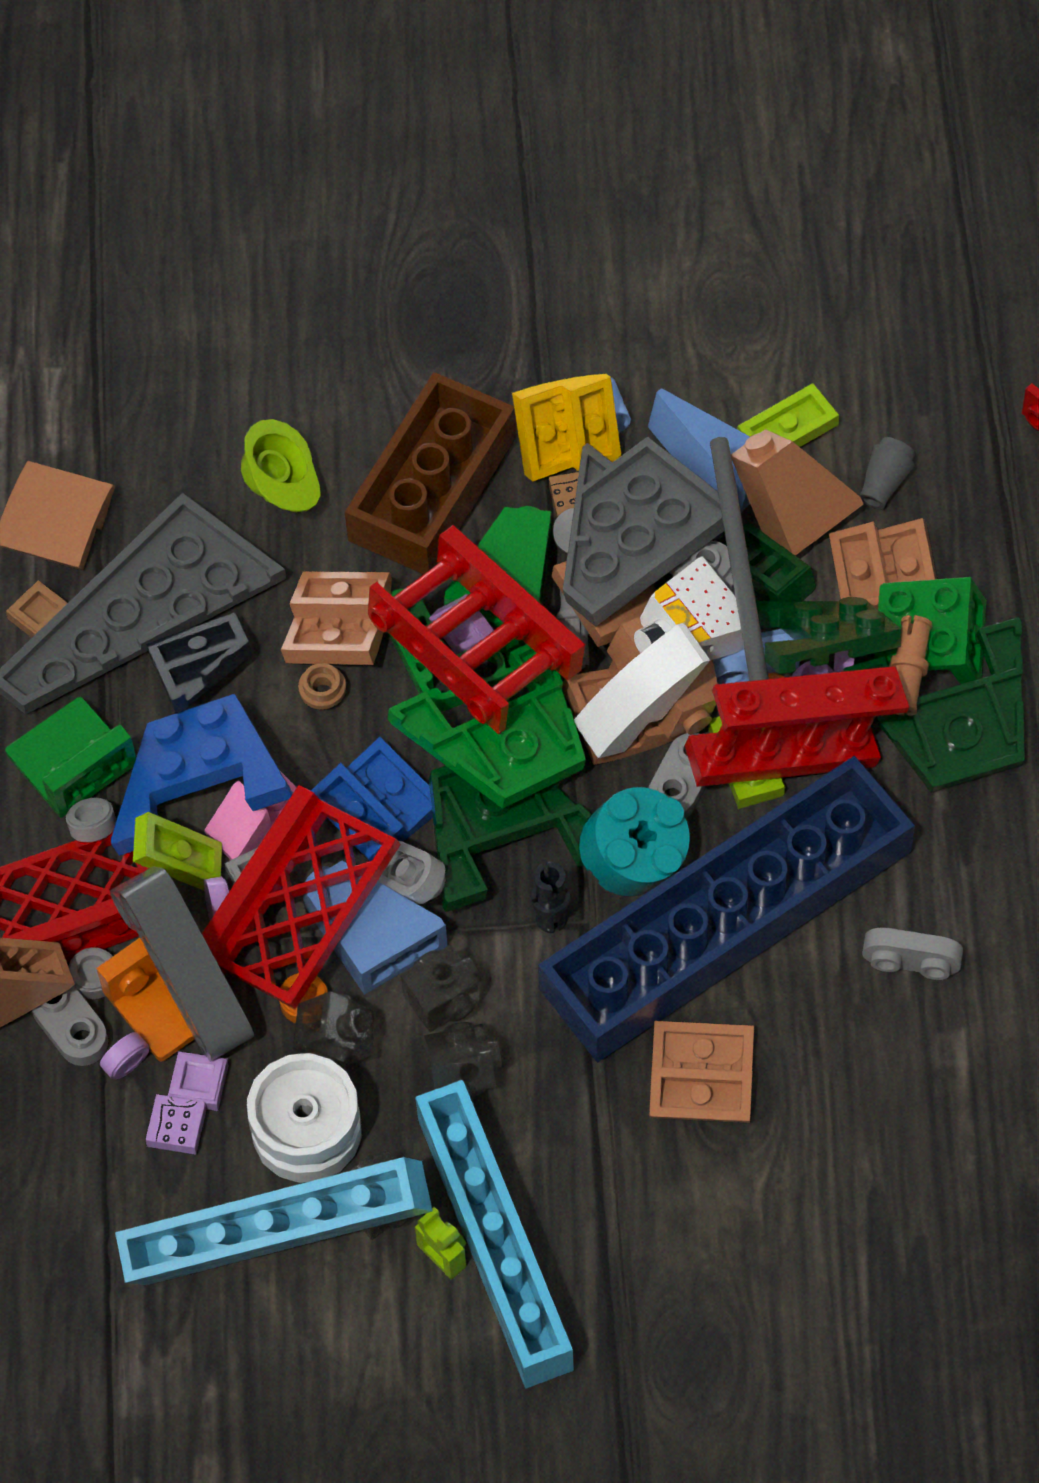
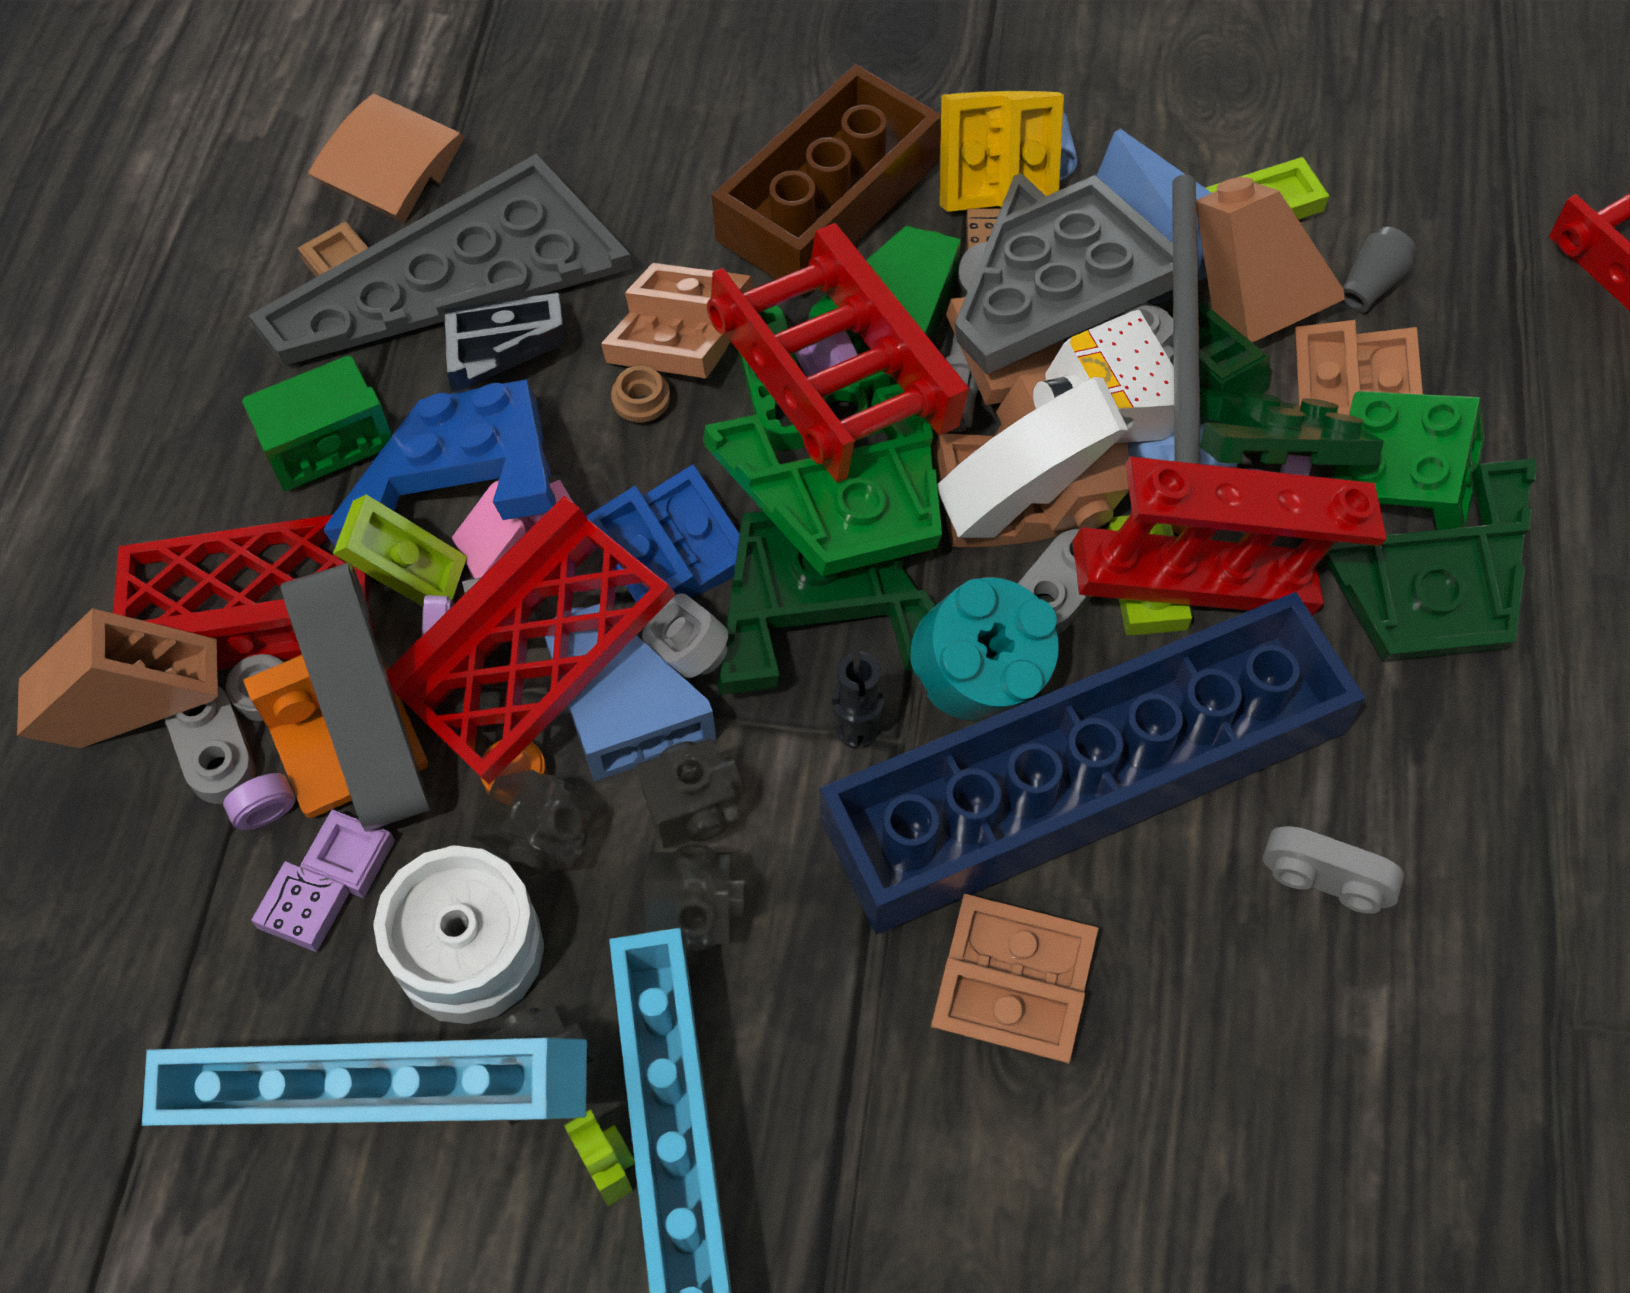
camera: 10 degrees right, 0 degrees up
(91, 819) = (314, 498): light grey tile -> none
(280, 466) = (653, 140): lime piece -> none
(911, 657) = (1391, 480): nougat pin -> none

